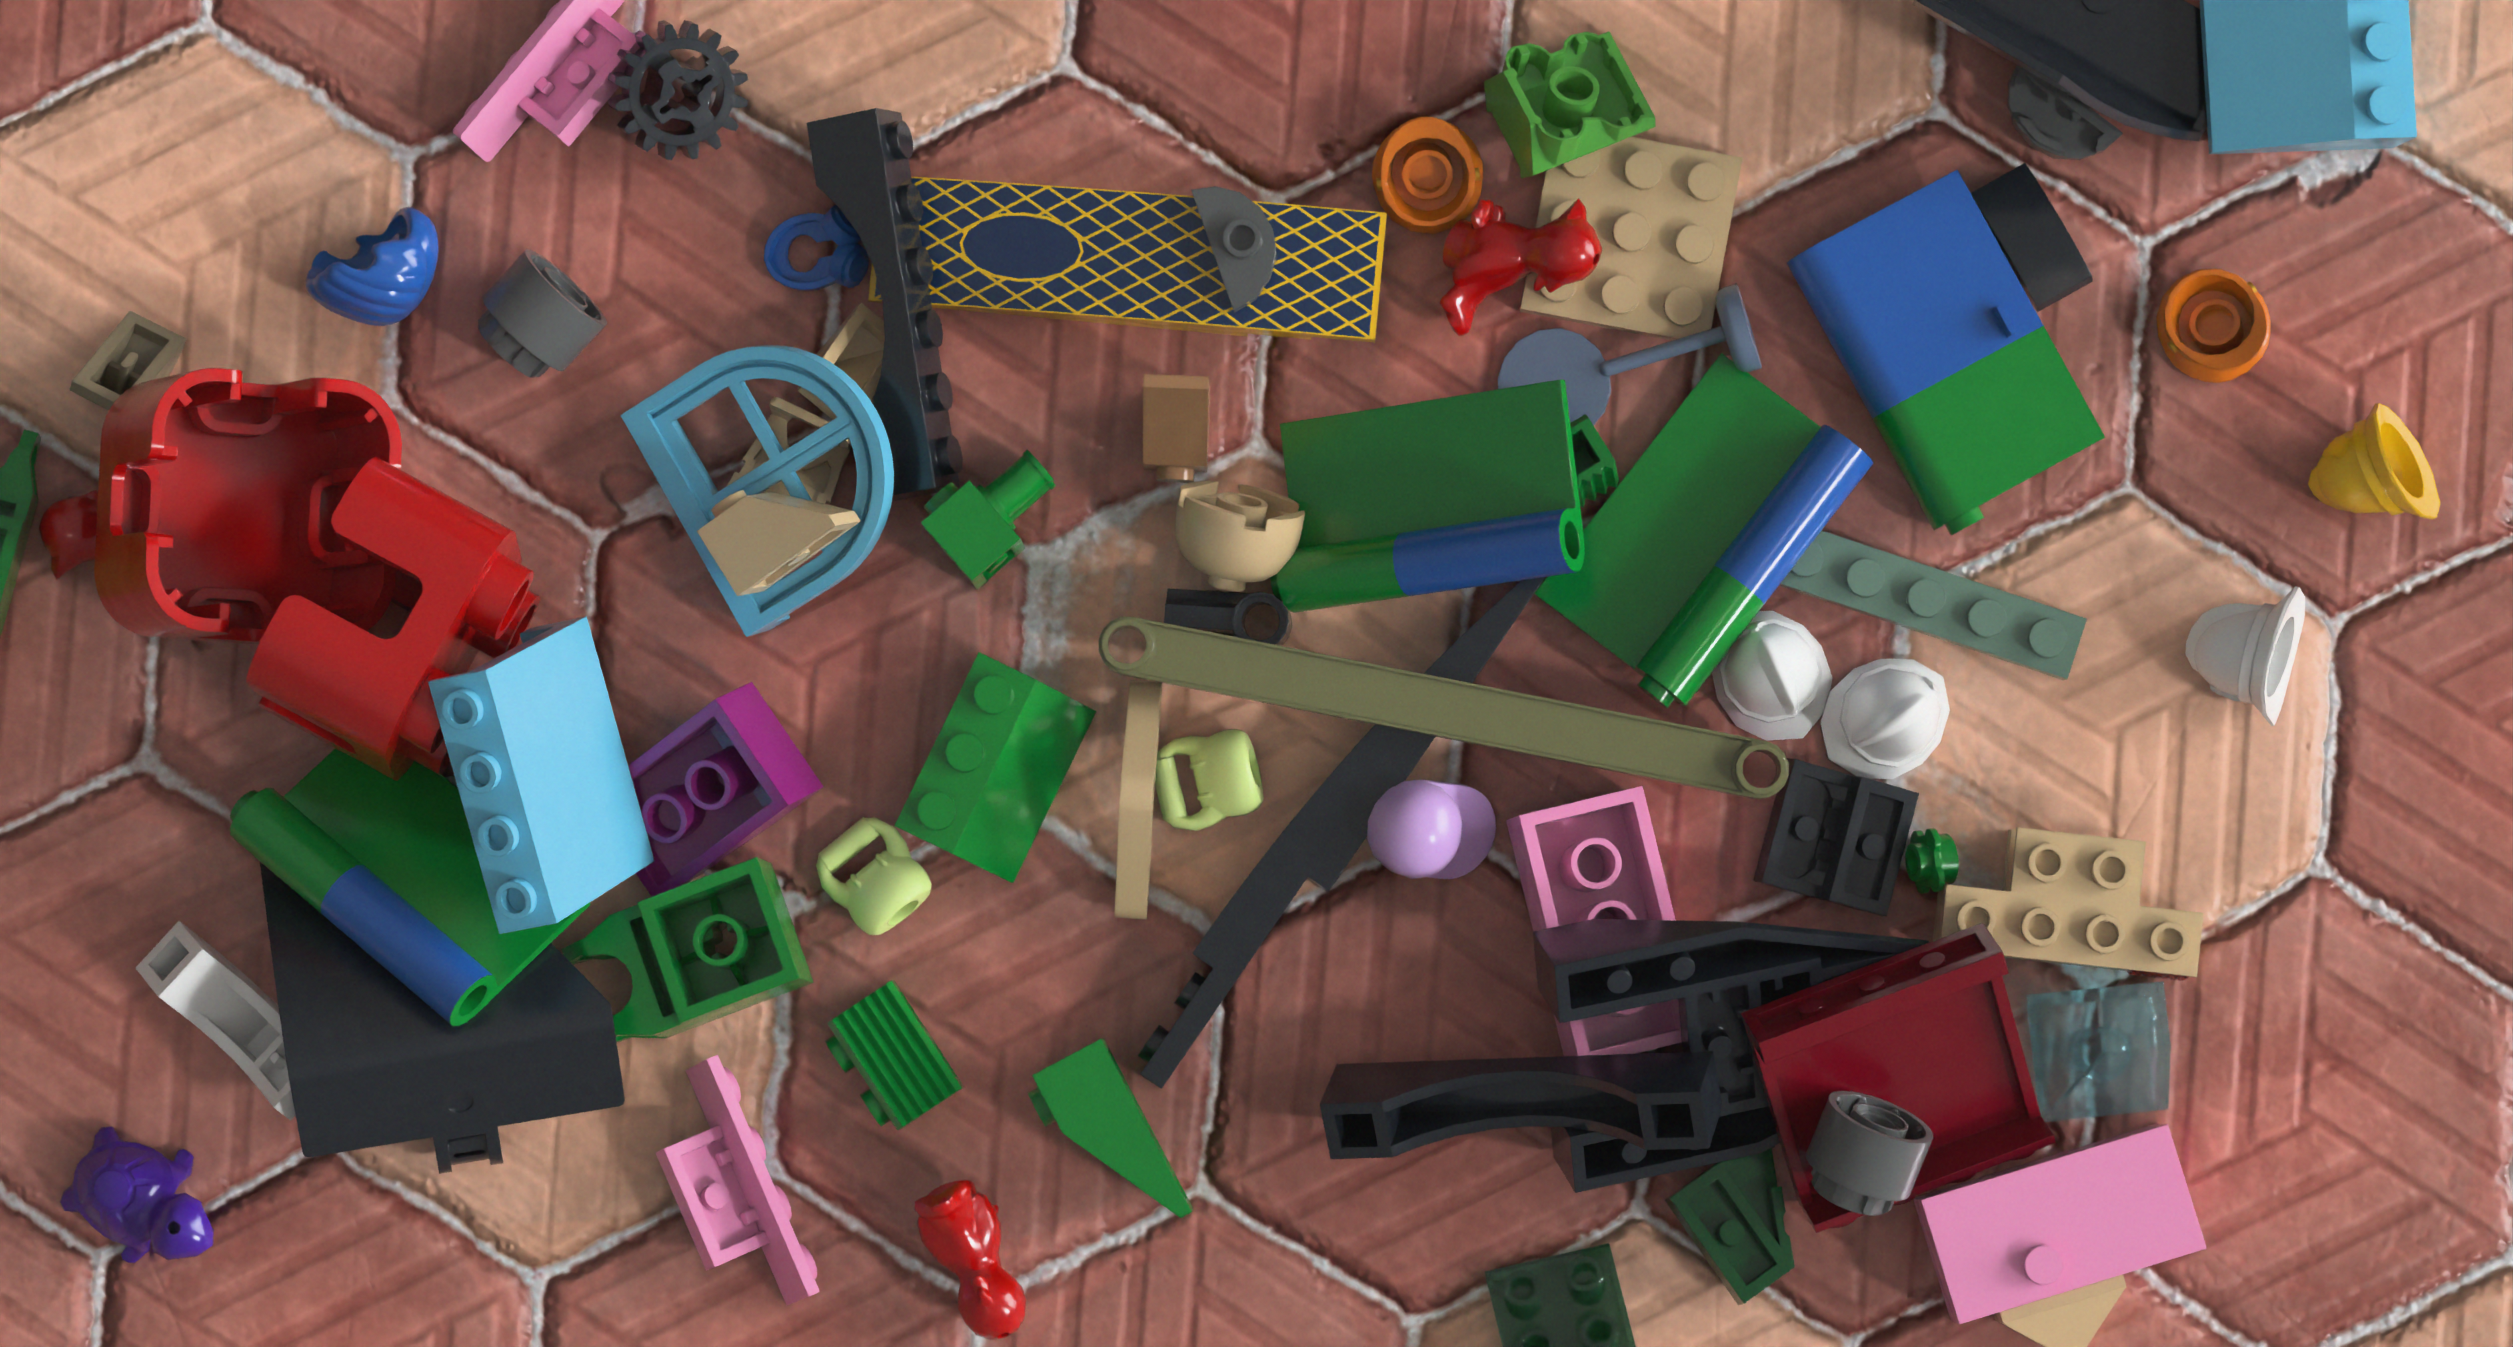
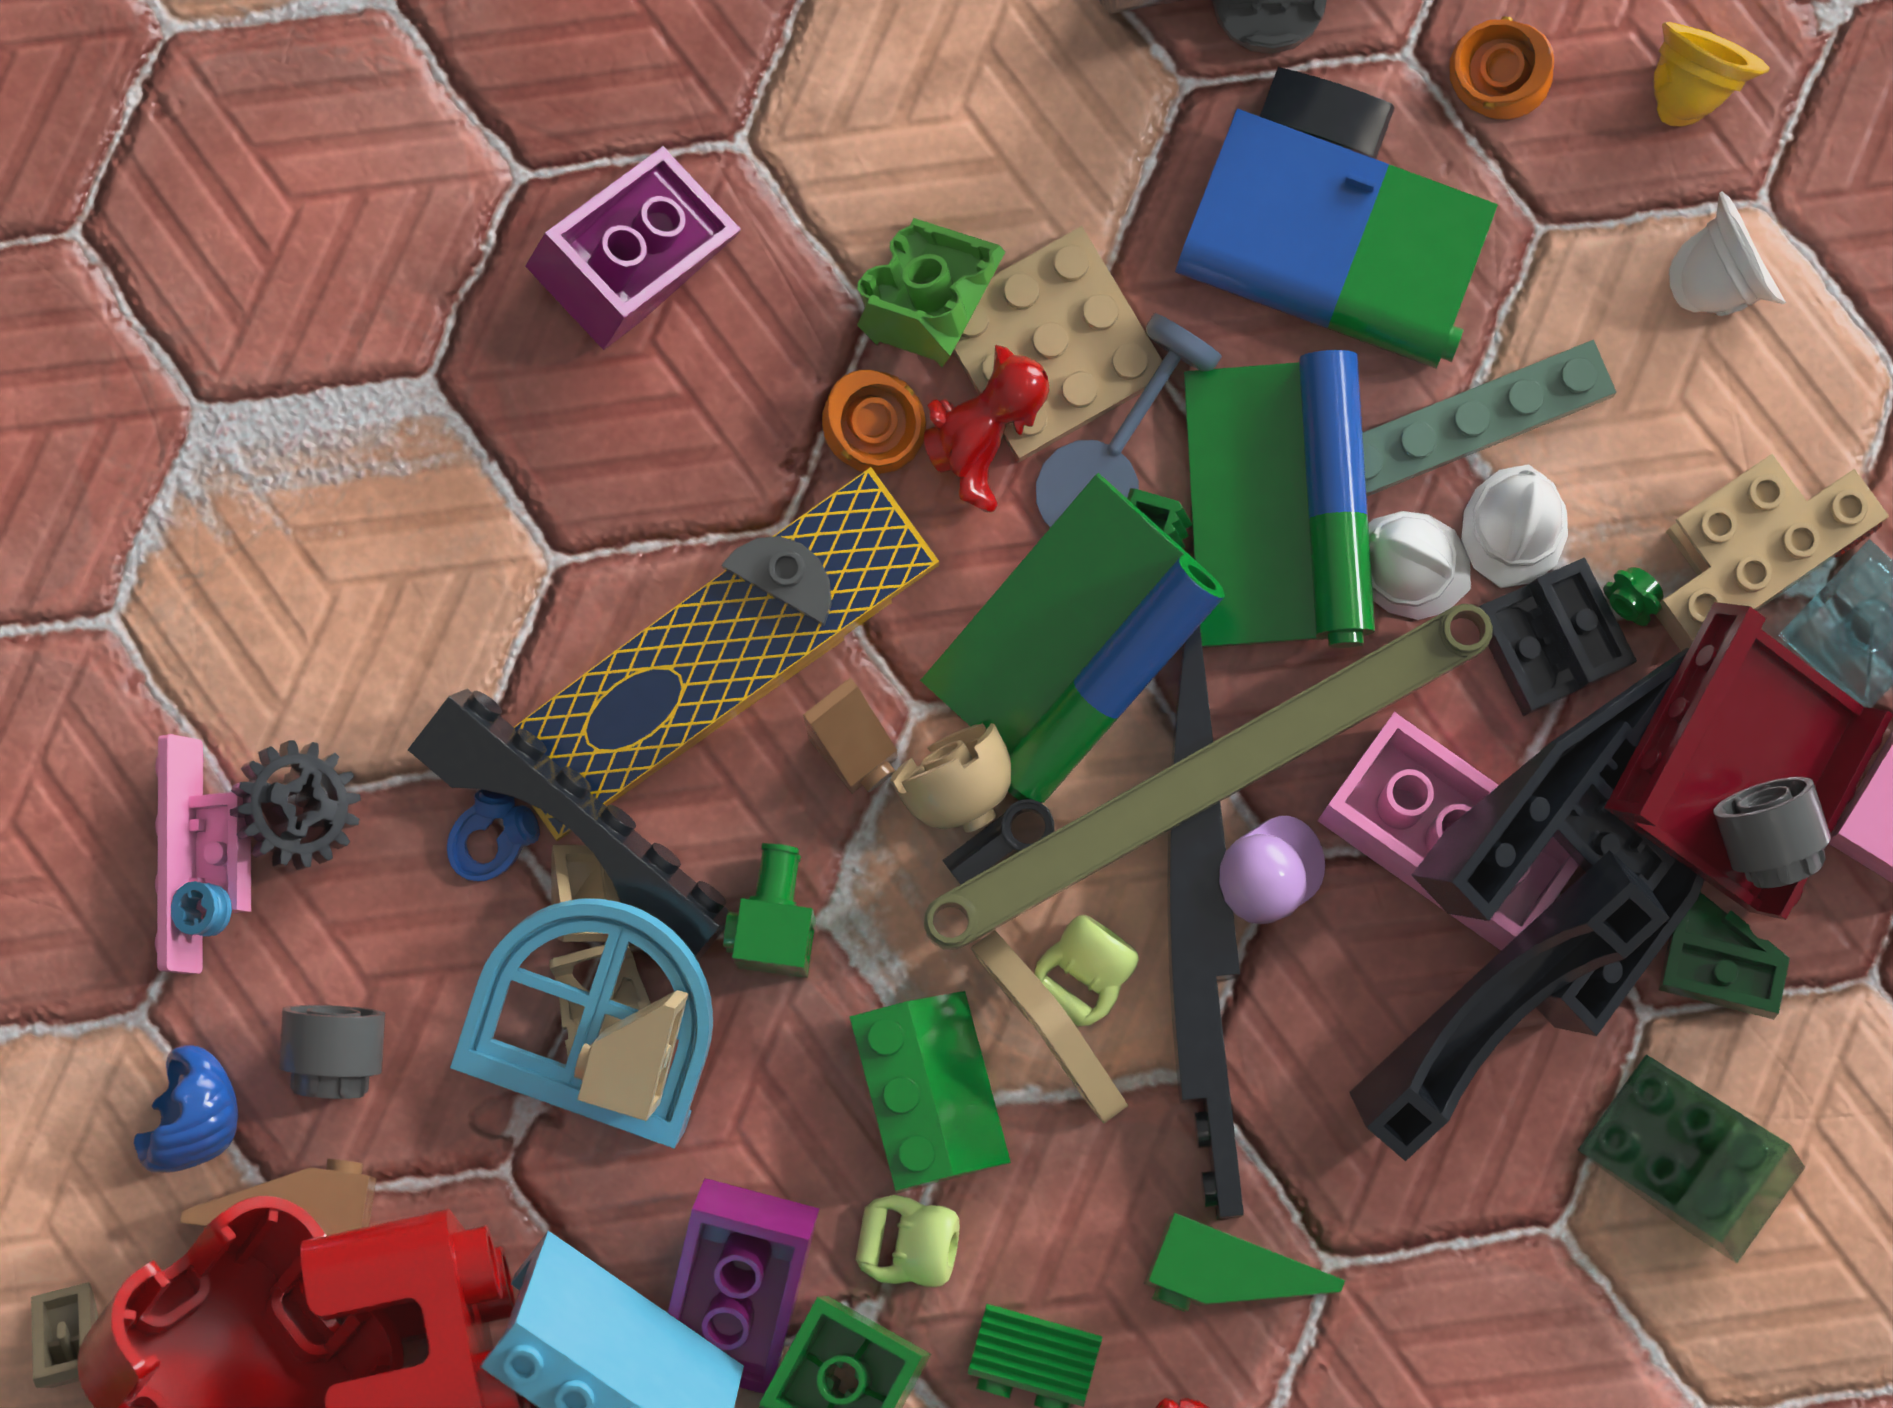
camera: 40 degrees left, 5 degrees down
(435, 441) = (334, 1197): none -> medium nougat slope
(544, 114) = (212, 898): none -> dark azure bush

